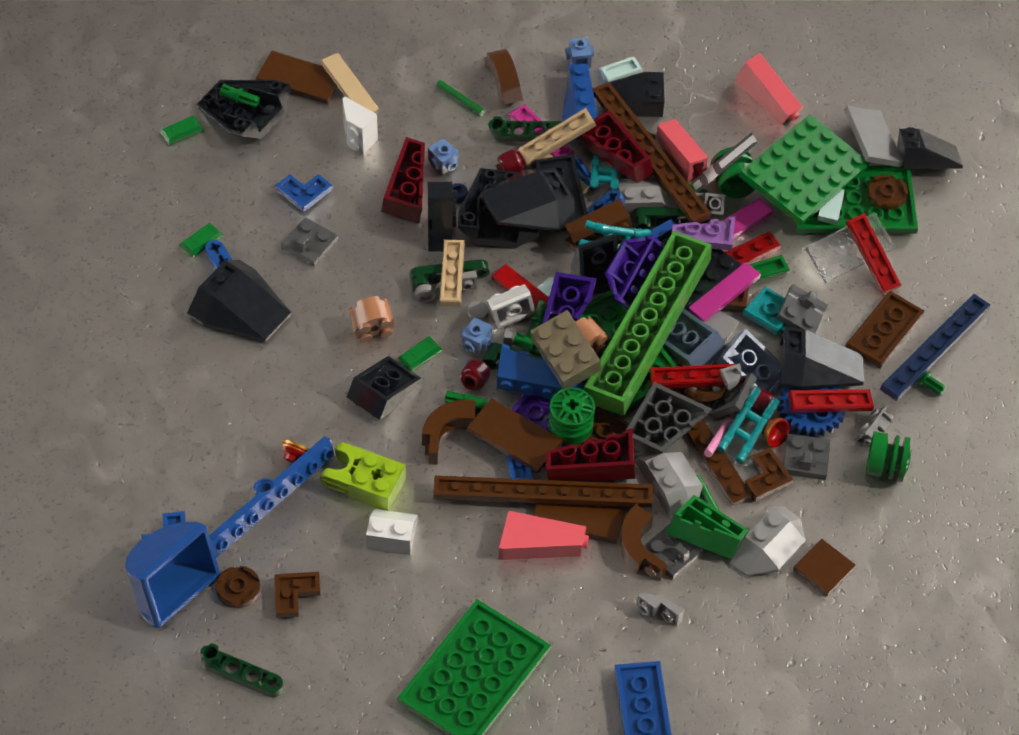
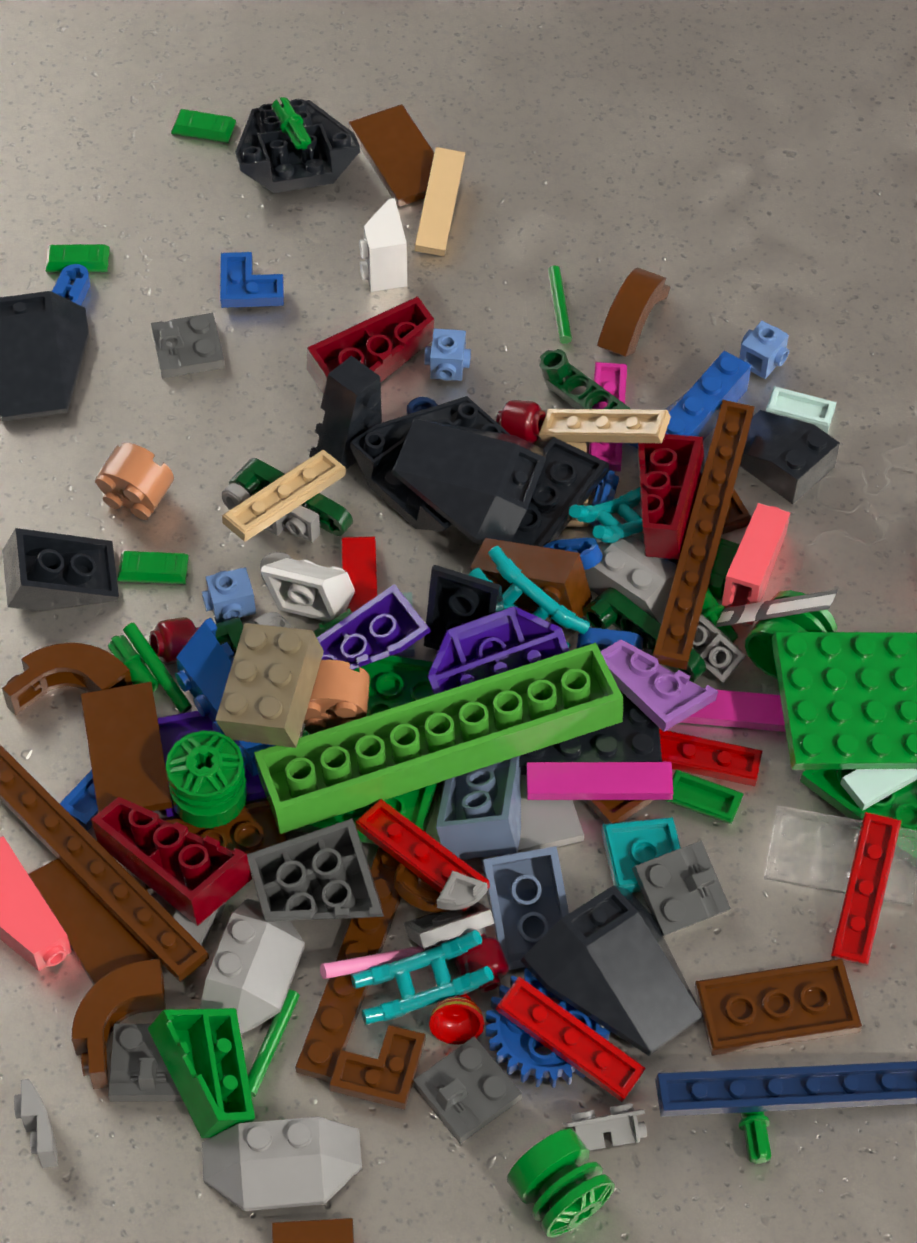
camera: 45 degrees right, 0 degrees up
(481, 392) = (157, 668): none -> green bar

